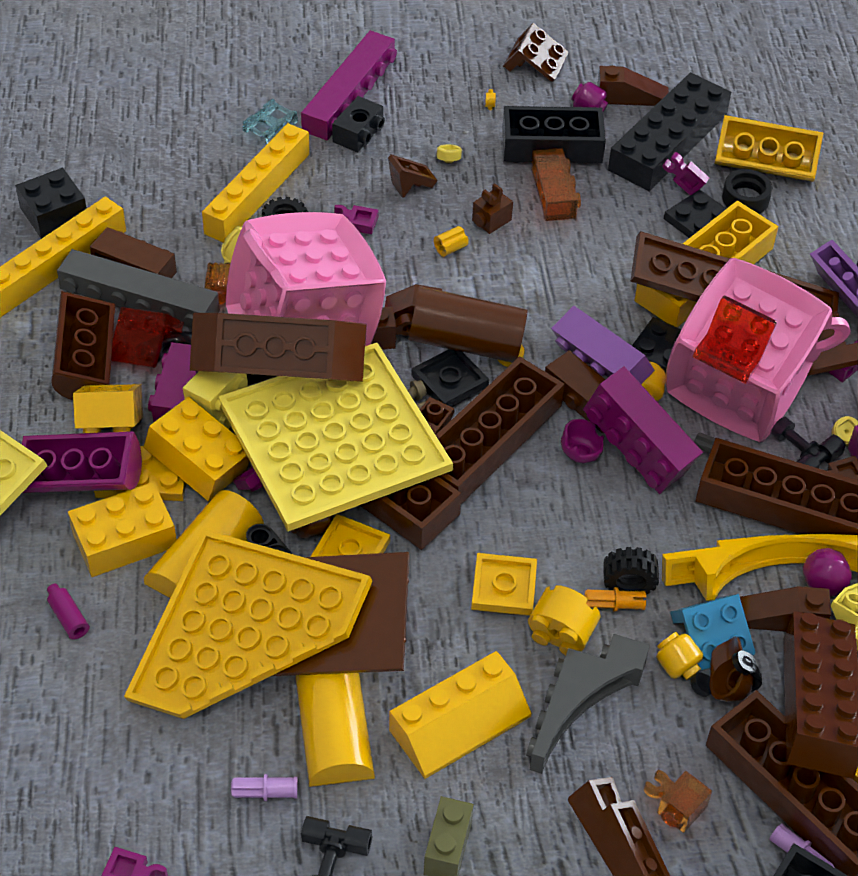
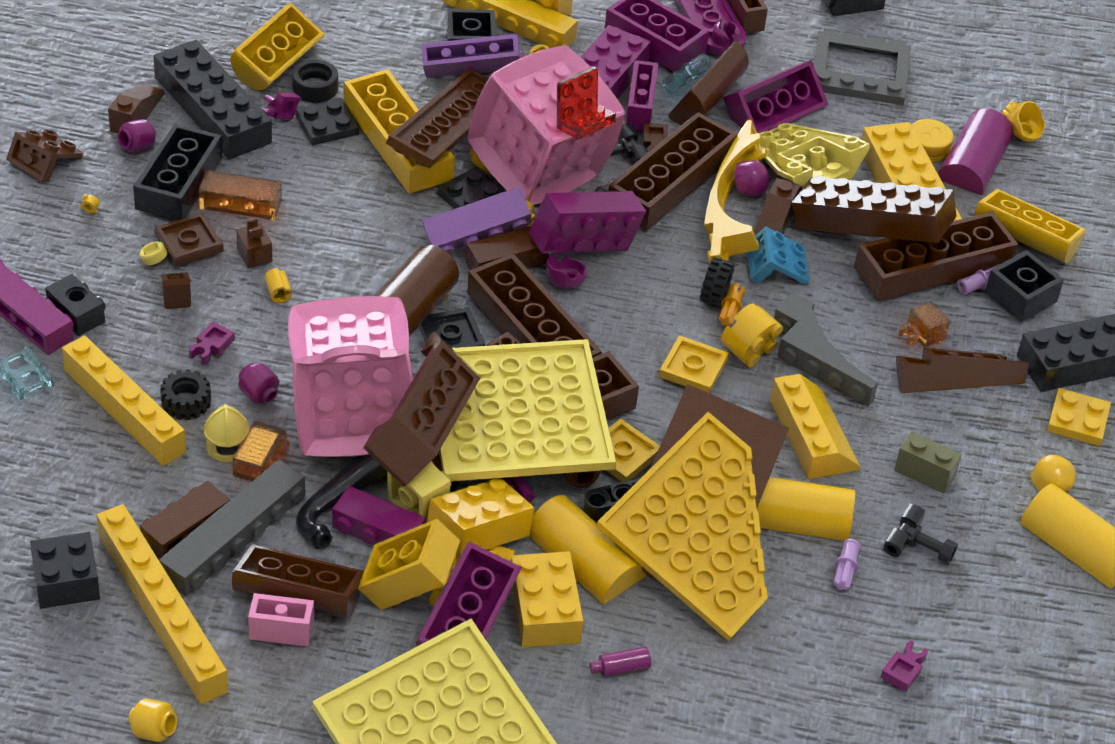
camera: 75 degrees left, 5 degrees down
(33, 345) = (281, 619): none -> bright pink brick
(141, 335) = (308, 531): clear red bracket -> none
(479, 169) = (189, 239): none -> reddish brown plate
(679, 656) = (801, 282): yellow head -> none
(732, 674) = (828, 258): reddish brown cap -> none

